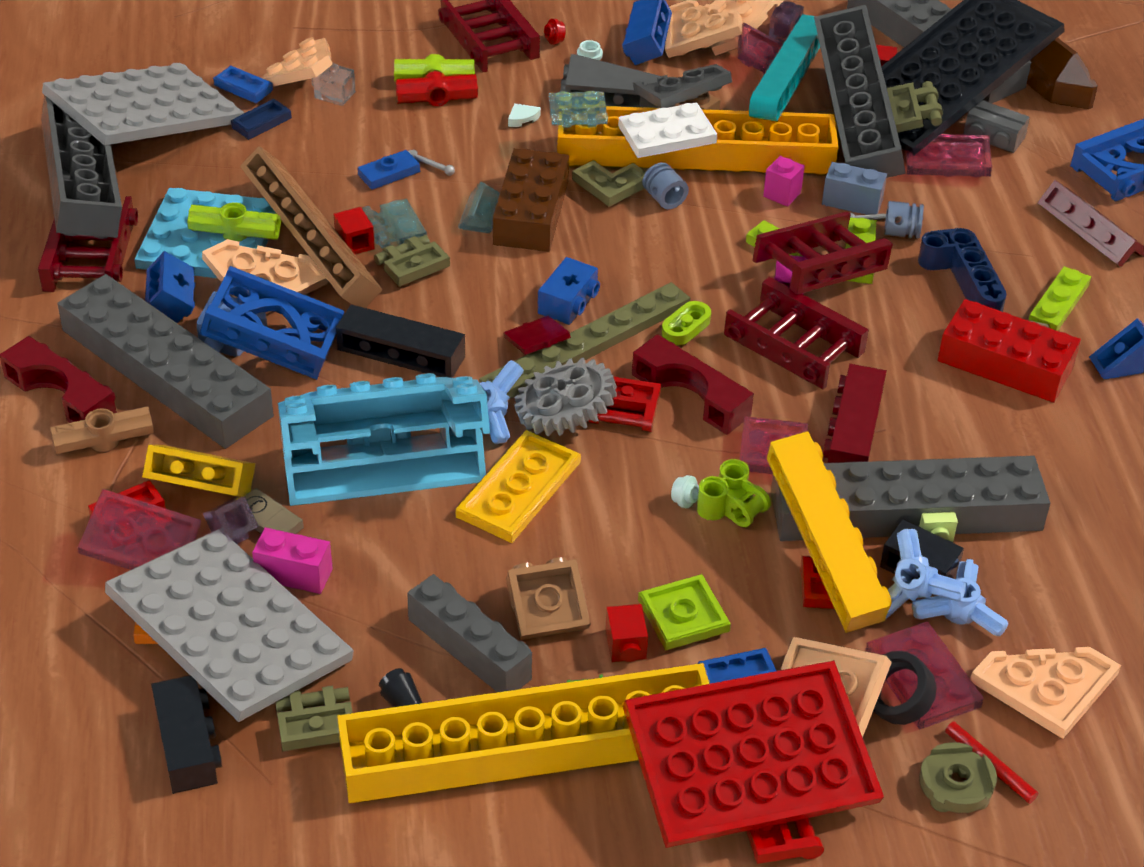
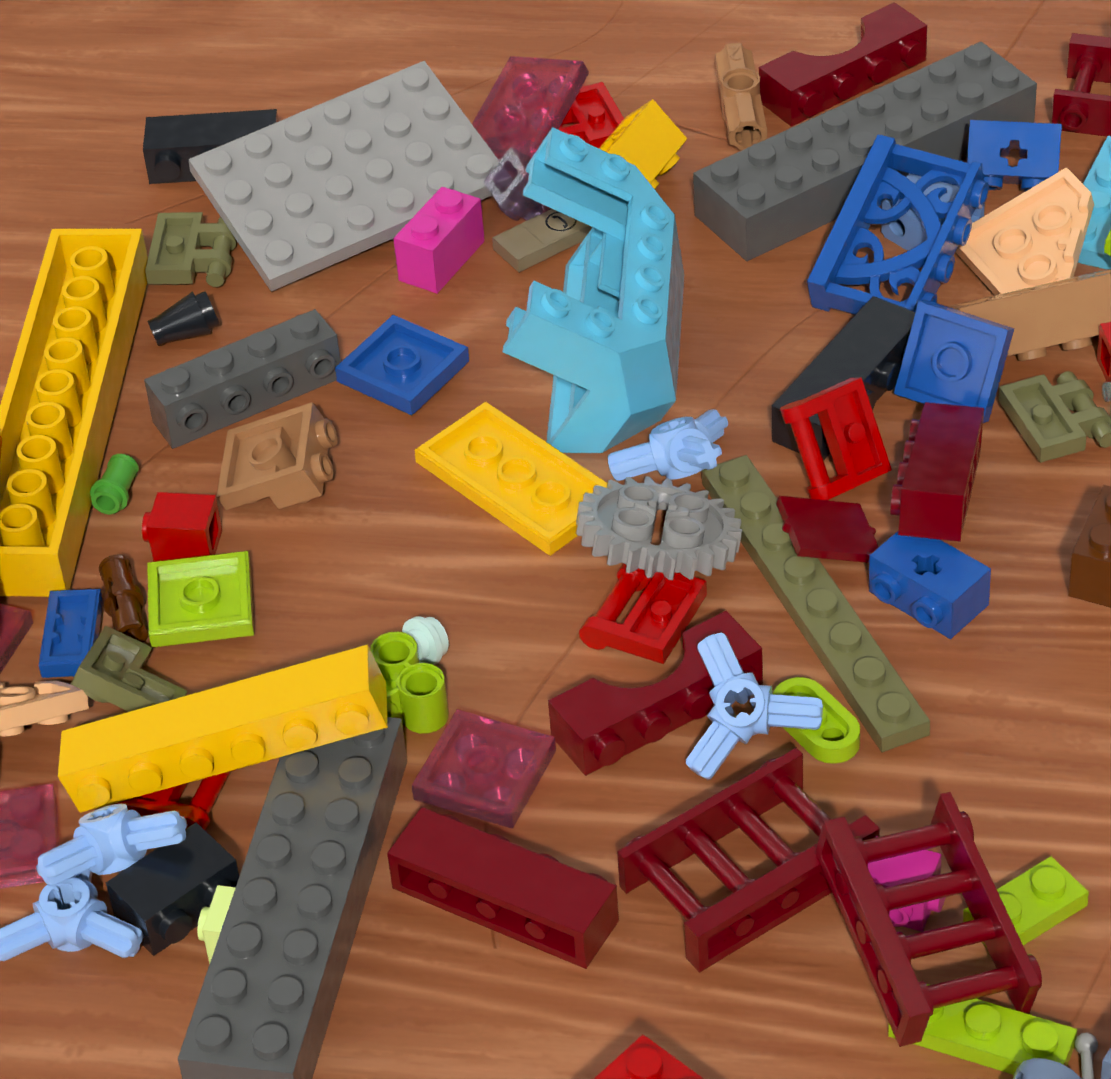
camera: 110 degrees right, 0 degrees up
(390, 285) = (953, 358): none -> blue plate
(427, 552) = (402, 364): none -> blue plate
(473, 328) = (850, 435): none -> red plate
(493, 280) = (938, 472): none -> dark red brick
(703, 339) = (735, 685): none -> light blue bush
(716, 646) = (122, 597): none -> reddish brown pin
(783, 619) = (115, 674): none -> olive plate

